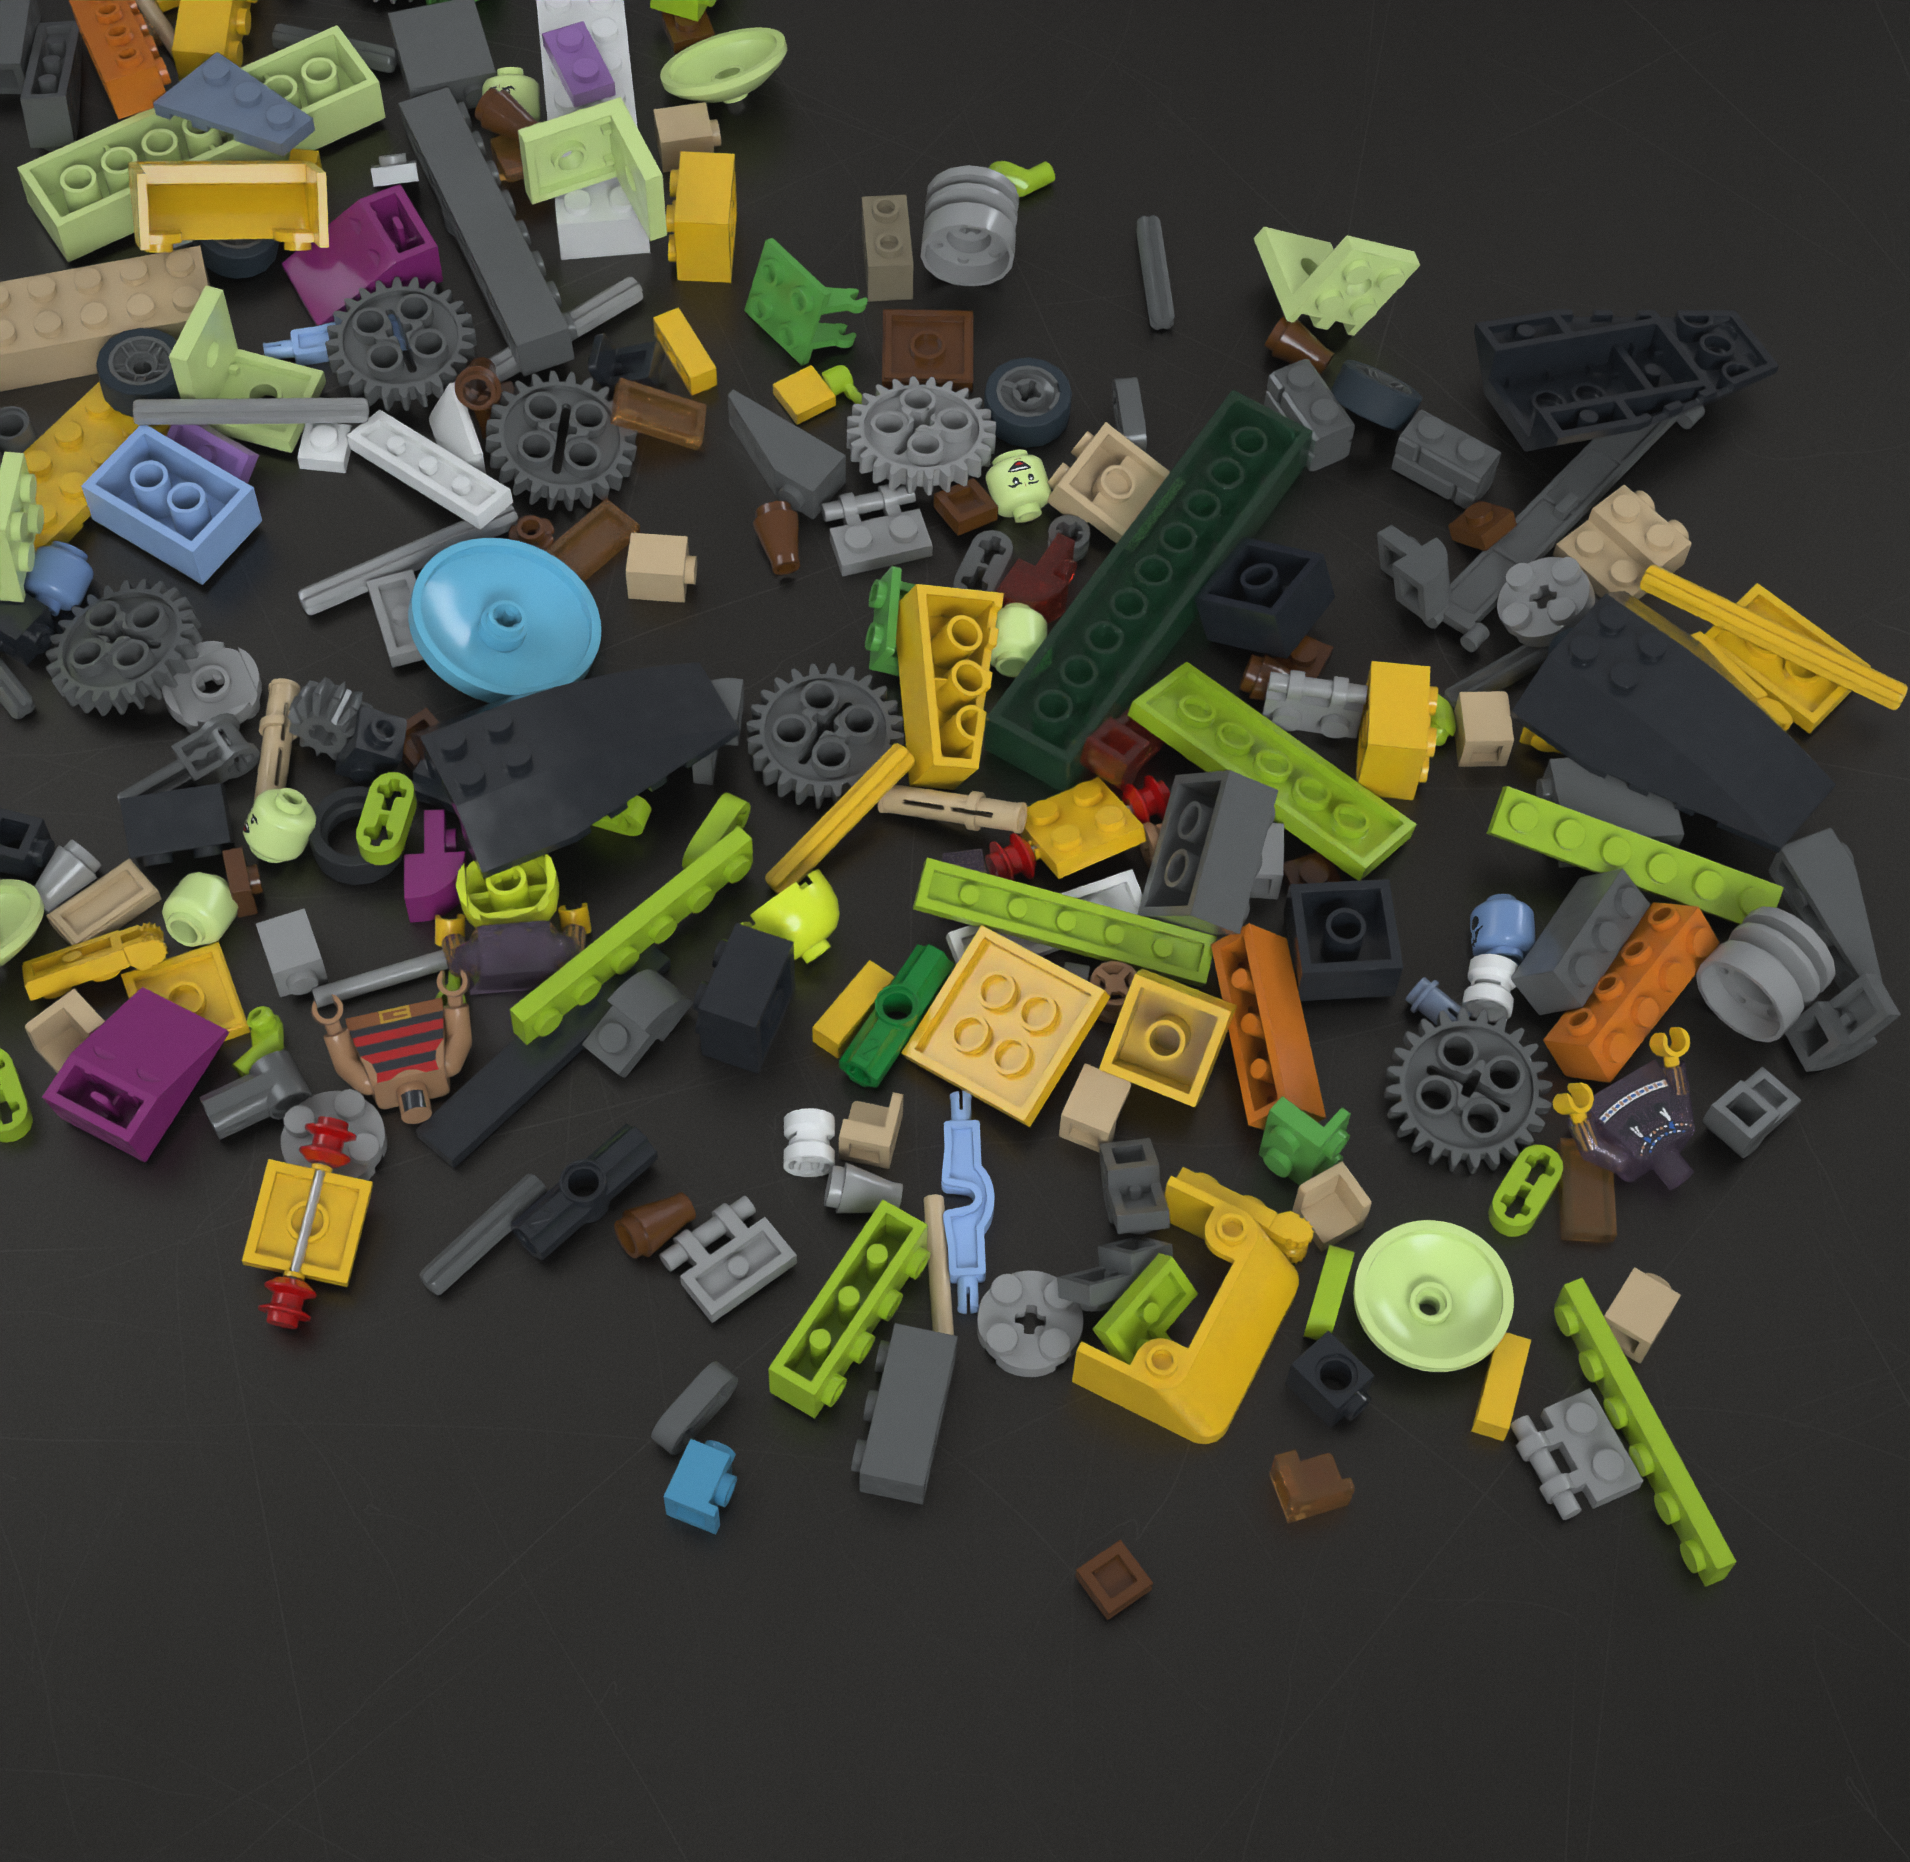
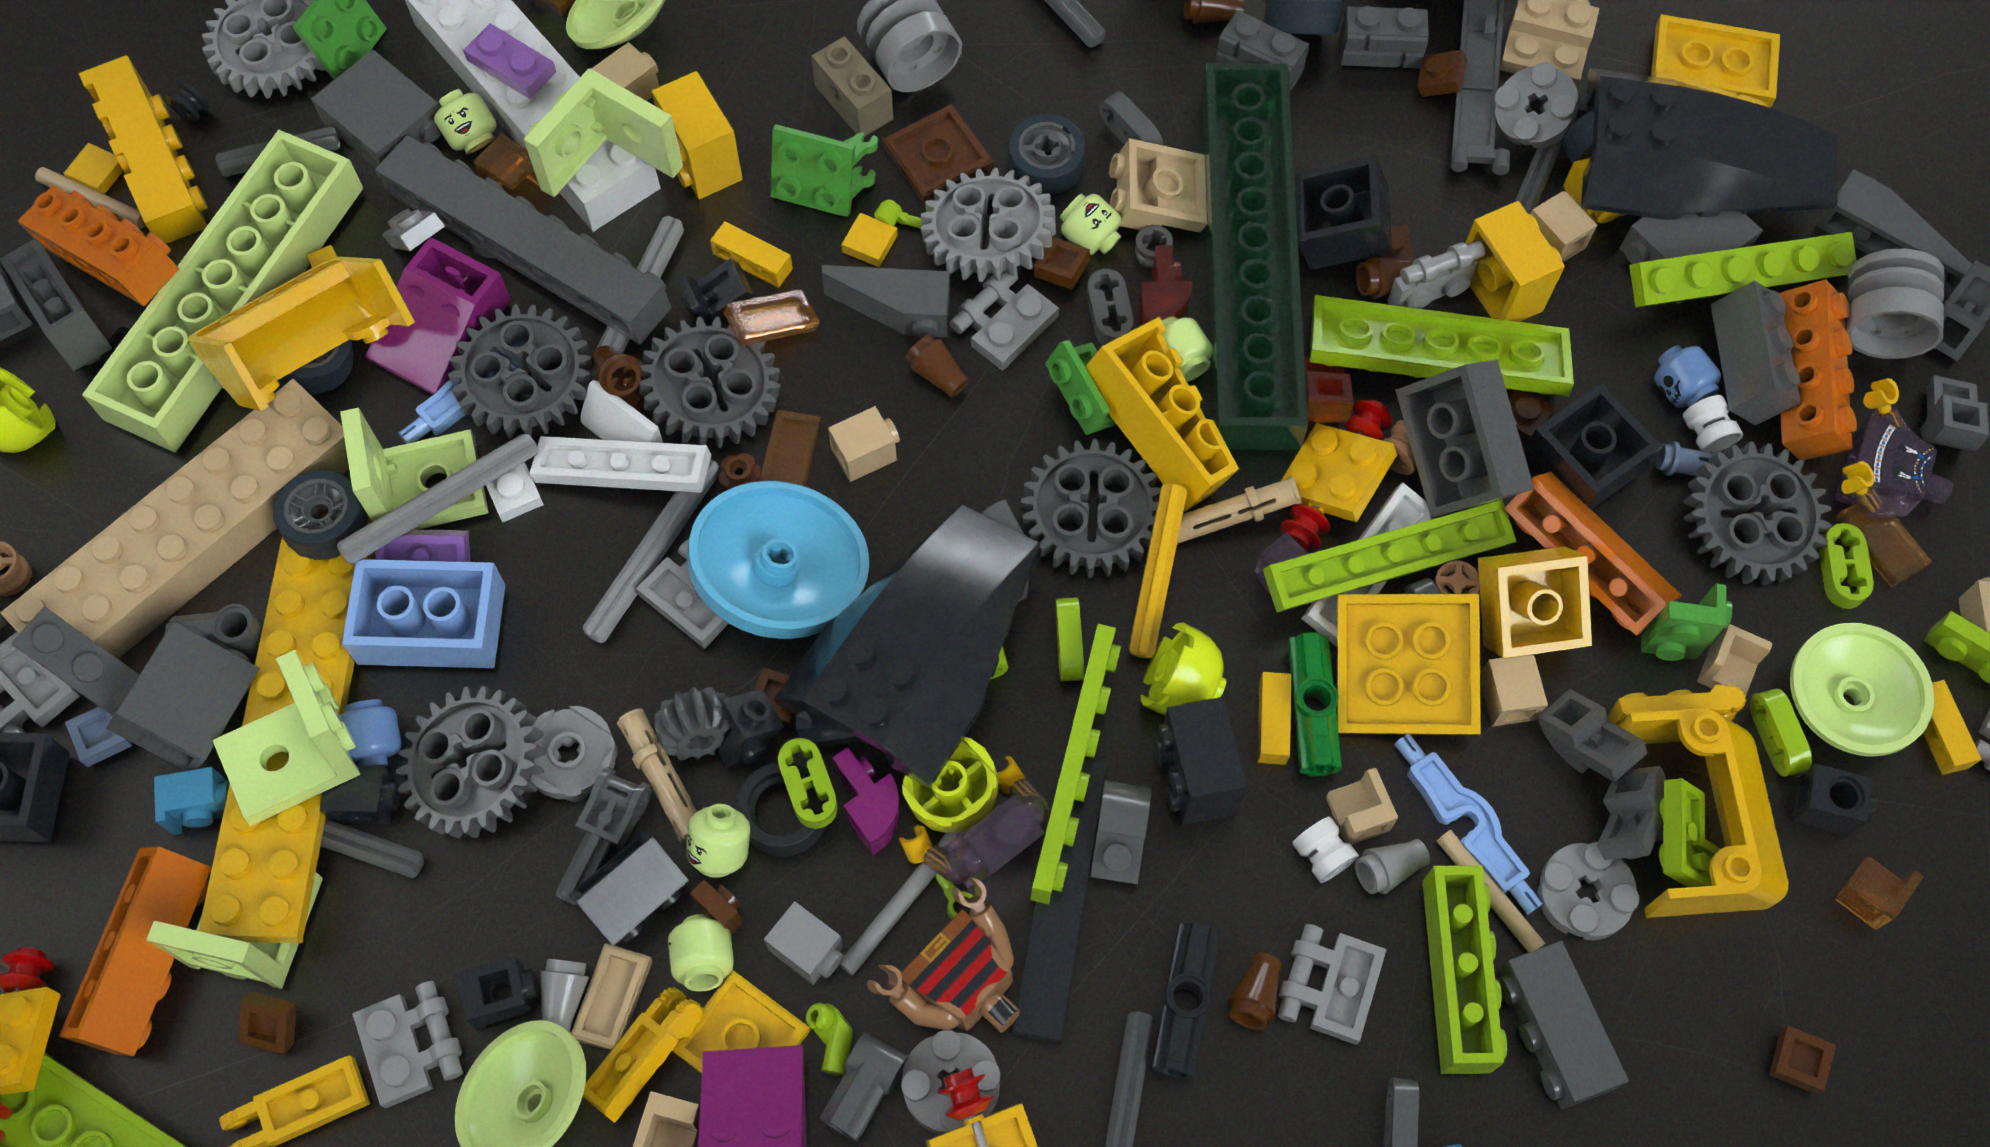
camera: 30 degrees left, 5 degrees up
(235, 102) = (238, 239): sand blue wing -> none
(502, 114) = (481, 135): reddish brown cone -> none
(1417, 571) = (1433, 132): dark grey brick -> none
(1774, 637) = (1706, 48): yellow axle -> none

